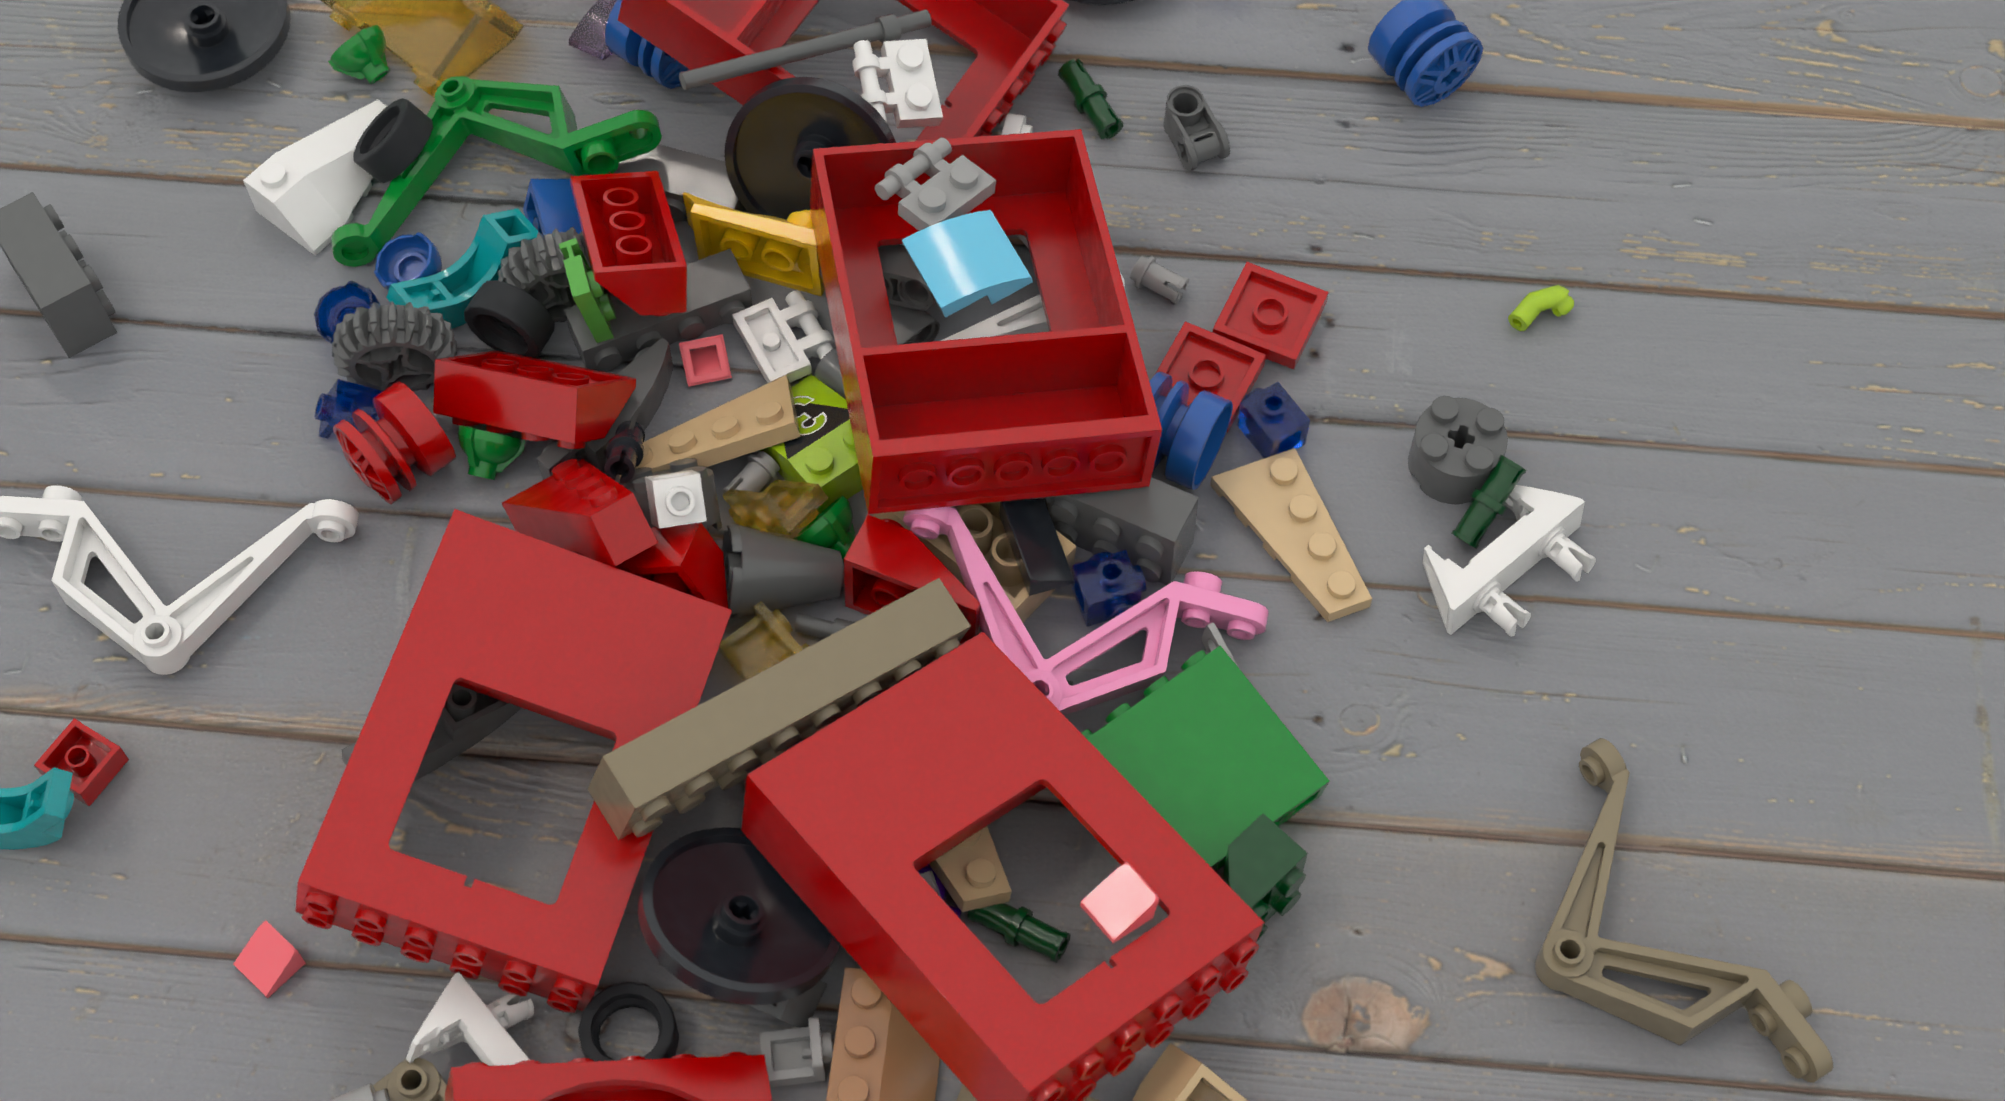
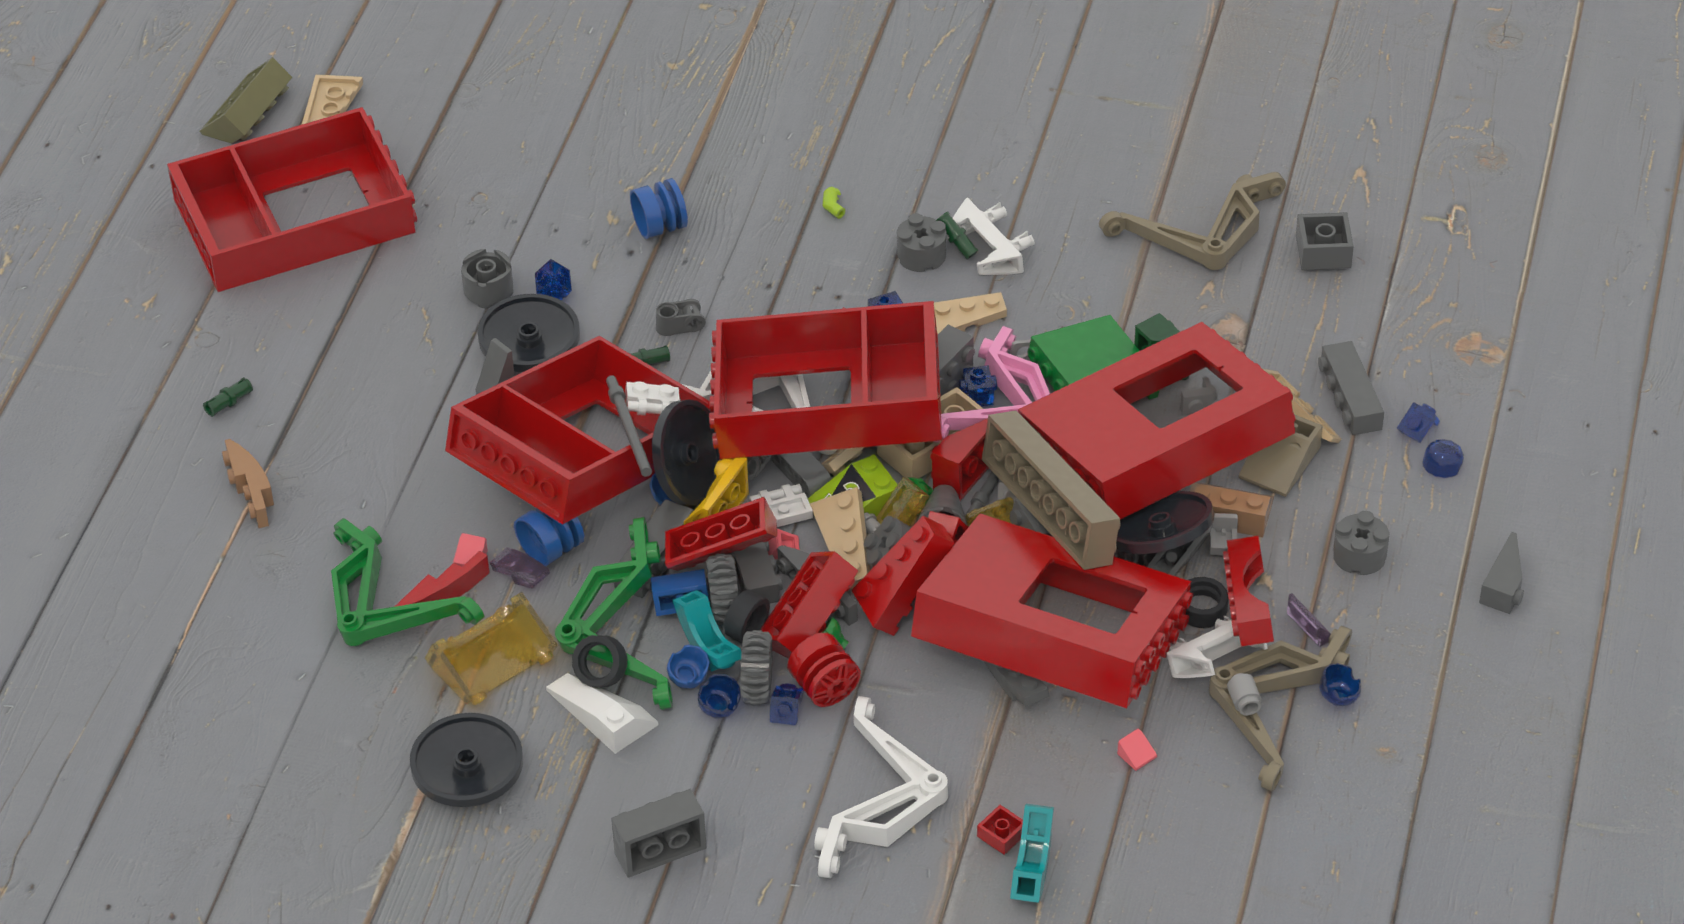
camera: 80 degrees left, 15 degrees down
(363, 55) = (512, 685): green piece -> none
(587, 293) = (755, 558): bright green plate -> none
(625, 451) = (863, 557): black pin -> none
(675, 499) = (909, 514): white brick -> none
(947, 194) = (756, 367): light grey plate -> none
(967, 261) = (814, 358): medium azure slope -> none
(1035, 545) = (962, 399): black slope -> none
(1121, 903) = (1191, 357): slope -> none
(1271, 314) = (814, 297): red plate -> none

